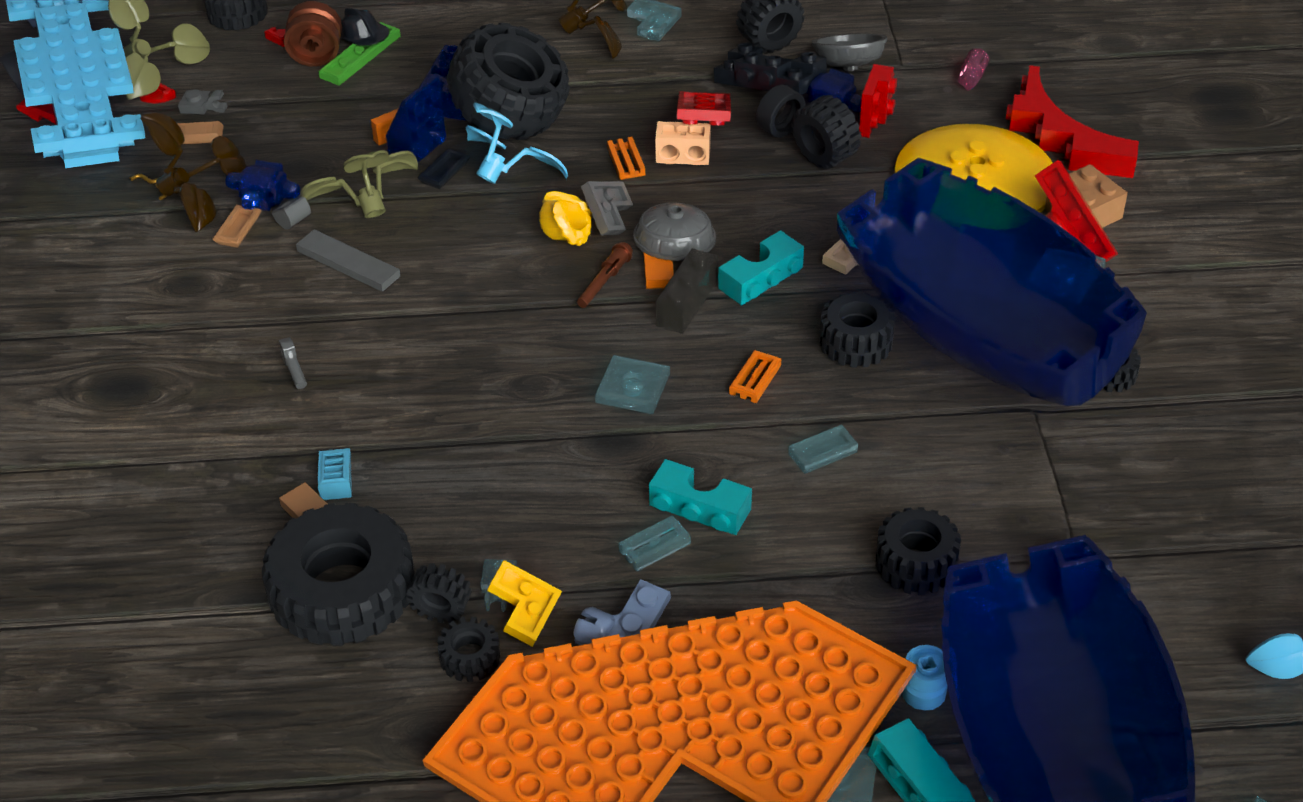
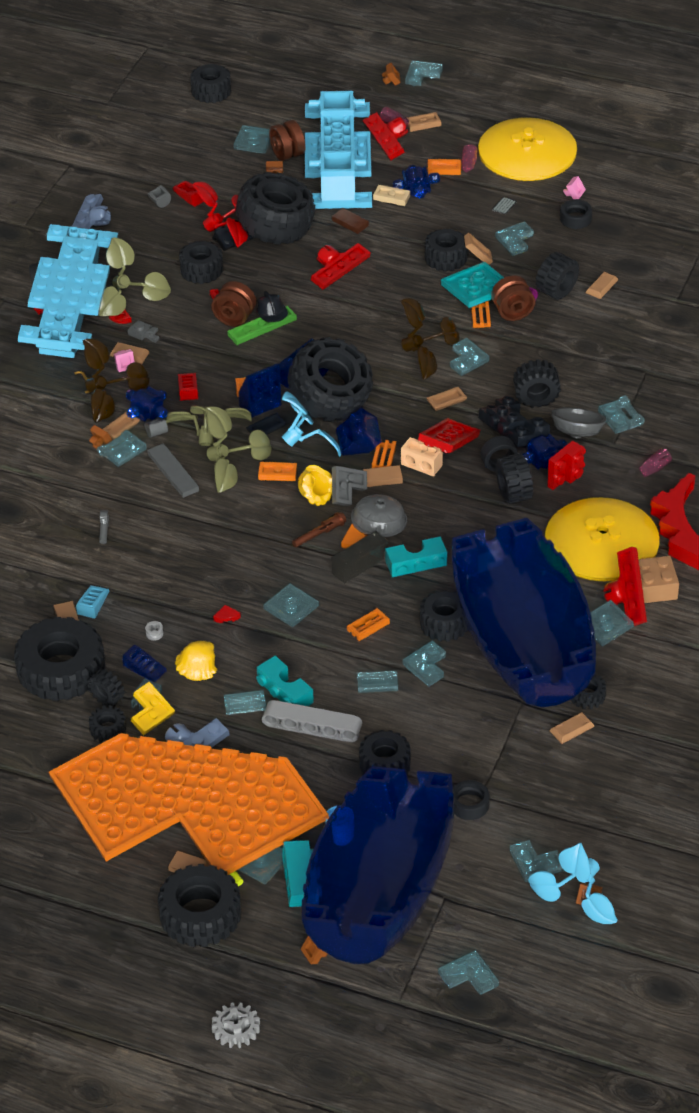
camera: 25 degrees right, 0 degrees up
(197, 142) = (123, 359): none -> bright pink tile
(218, 247) = (99, 437): none -> dark orange tile
(264, 255) = (122, 448): none -> clear light blue plate
(305, 151) = (188, 386): none -> red slope
(403, 216) = (225, 473): none -> olive plant
(457, 478) = (151, 630): none -> light grey bush
(459, 528) = (135, 655): none -> clear blue slope
(498, 218) = (277, 471): none -> orange plate
(547, 427) = (226, 614): none -> red tile
(549, 507) = (197, 661): none -> yellow hair
(578, 140) = (359, 433): none -> clear blue slope
(646, 182) = (384, 476): none -> medium nougat tile
(659, 71) = (447, 398): none -> medium nougat tile
(773, 535) = (312, 721): none -> light grey beam
(866, 405) = (423, 662): none -> clear light blue plate
(896, 38) = (616, 417): none -> clear light blue plate
(1126, 421) = (571, 728): none -> medium nougat tile
(1231, 634) = (530, 862): none -> clear light blue plate

